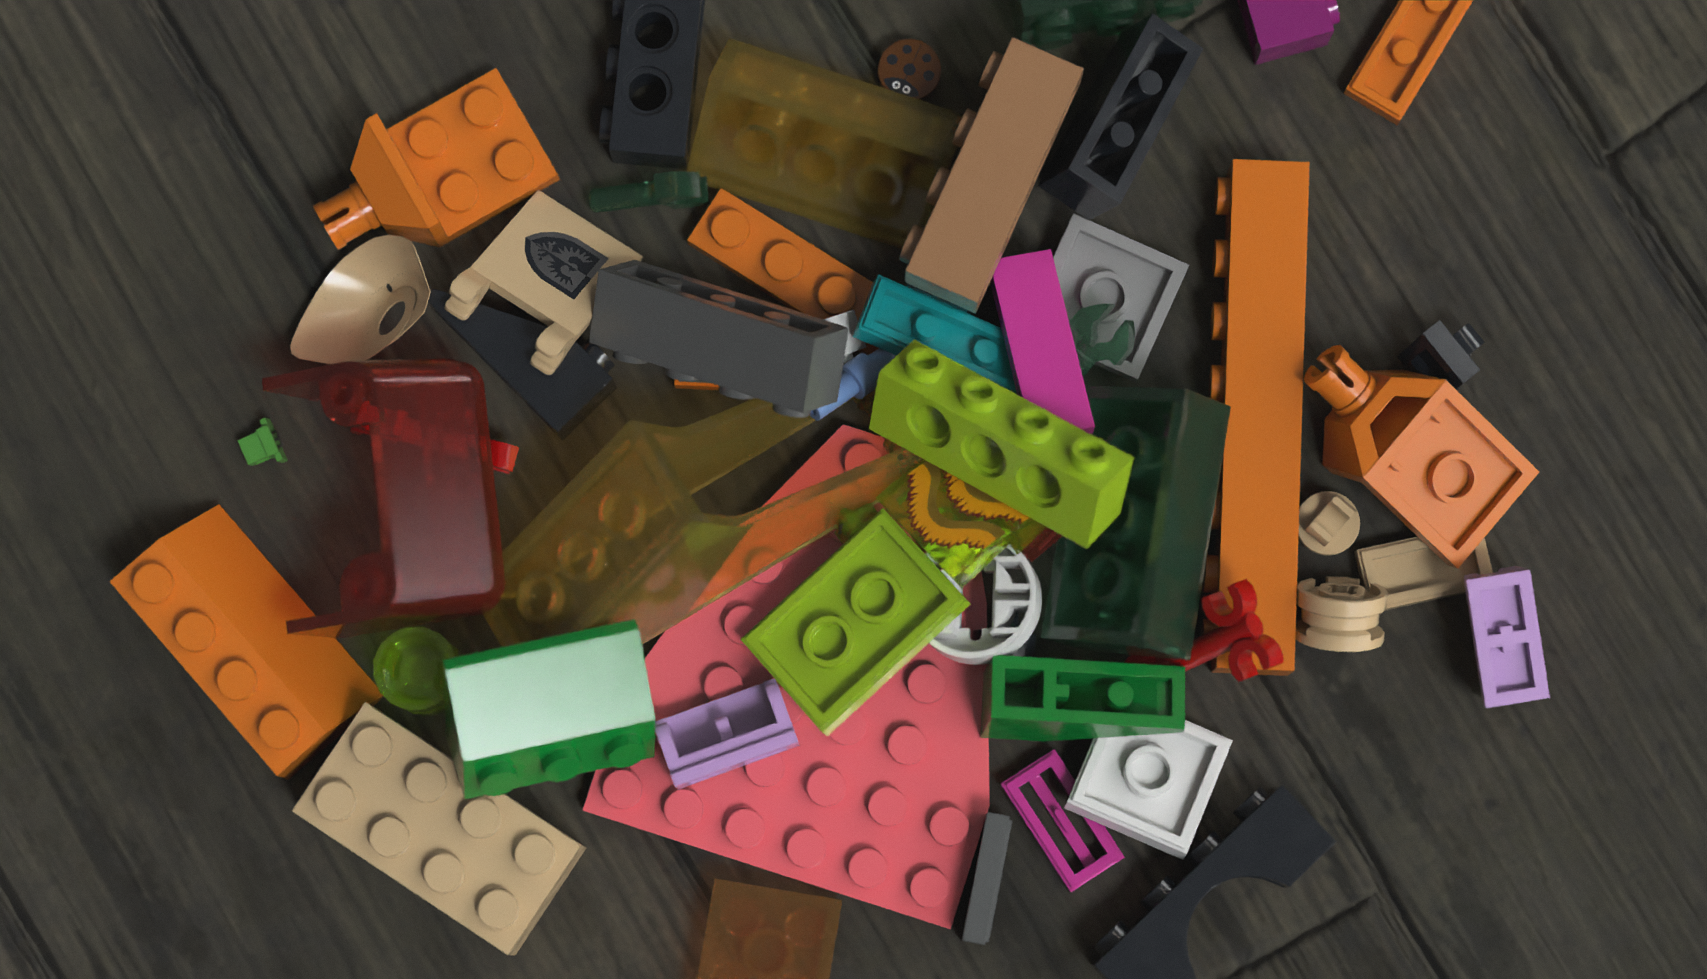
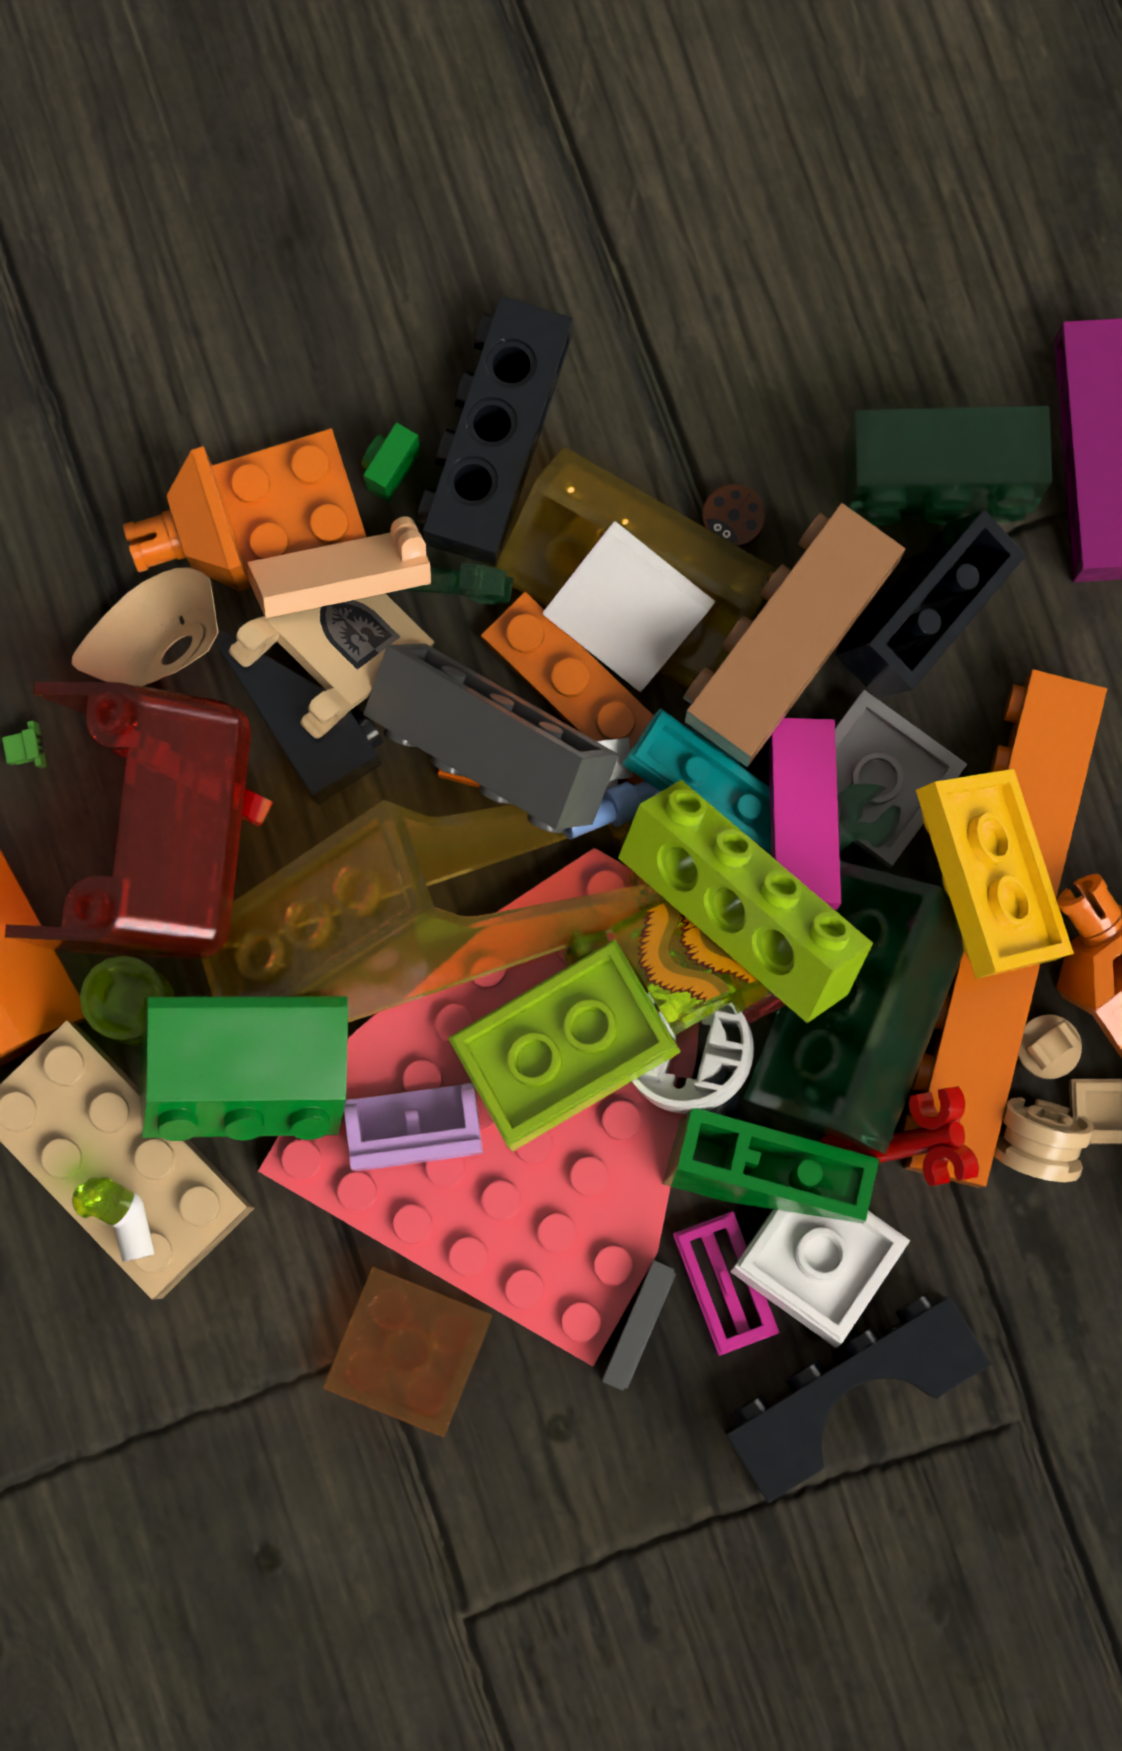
camera: 10 degrees right, 0 degrees up
(458, 872) = (119, 1208): none -> arm
(537, 206) = (341, 571): none -> light nougat hinge
(560, 88) = (389, 461): none -> green plate
(825, 181) = (628, 606): none -> white tile
(1236, 364) = (994, 872): none -> yellow plate

